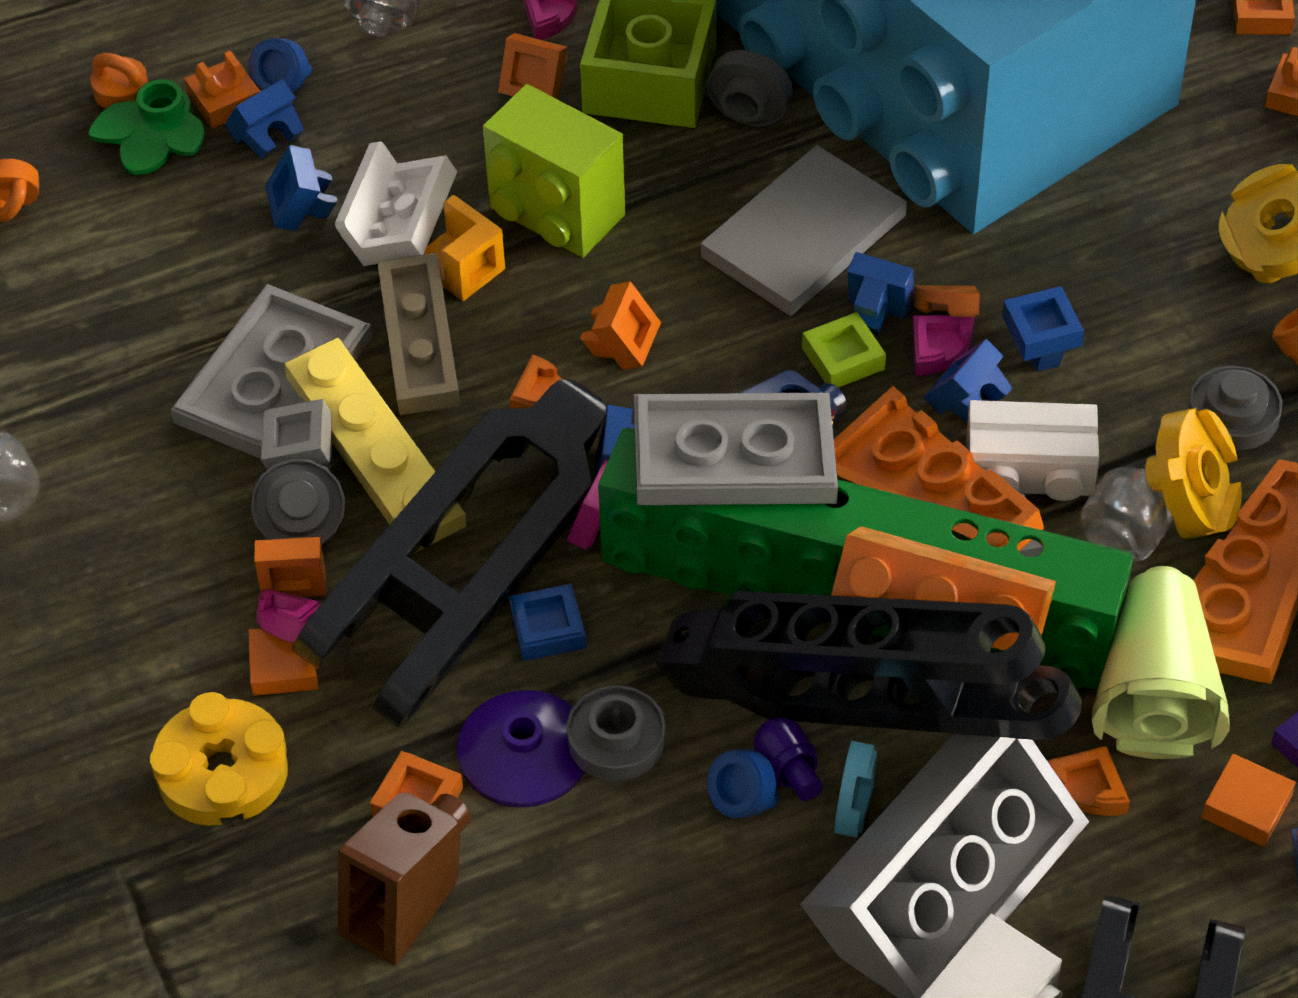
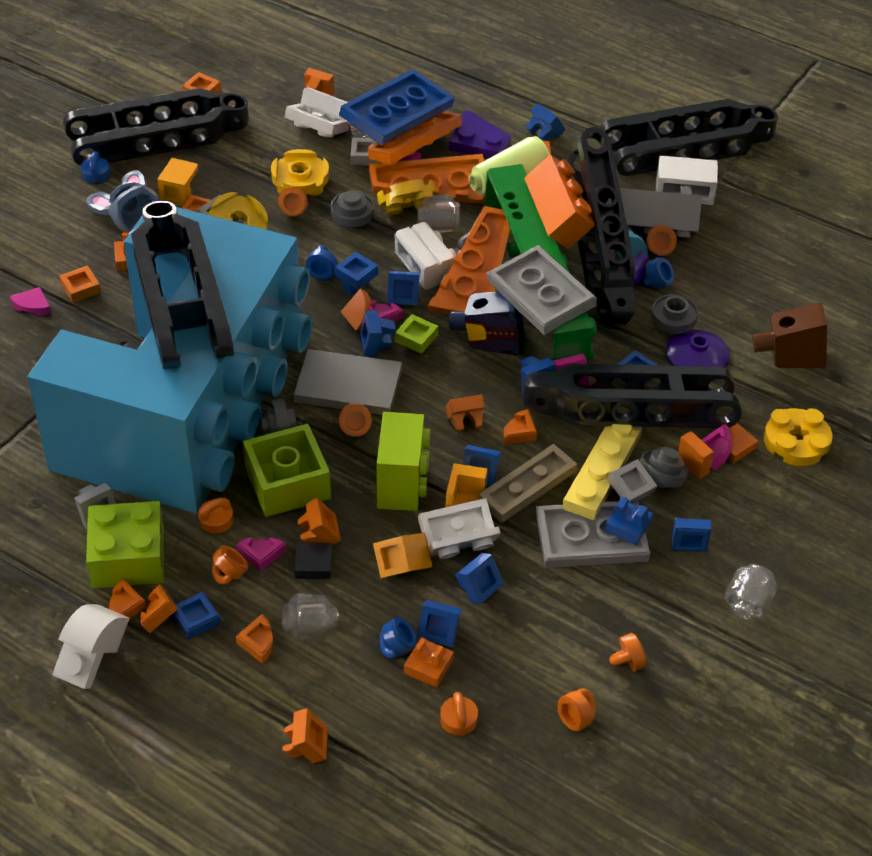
camera: 125 degrees left, 5 degrees down
(33, 288) = (630, 652): none -> orange tile
(150, 127) = (485, 678): green plate -> none
(152, 468) = (690, 534): none -> blue tile
(234, 398) = (629, 521): none -> blue tile
(409, 125) = (402, 554): none -> light orange panel
(418, 778) = (751, 369): orange tile -> none
(480, 49) = (313, 560): none -> black tile
(497, 287) = (483, 458): none -> blue tile
(704, 188) = (355, 419): none -> orange tile
(828, 839) = (661, 240): none -> orange tile
(1103, 299) = (321, 263): none -> blue tile

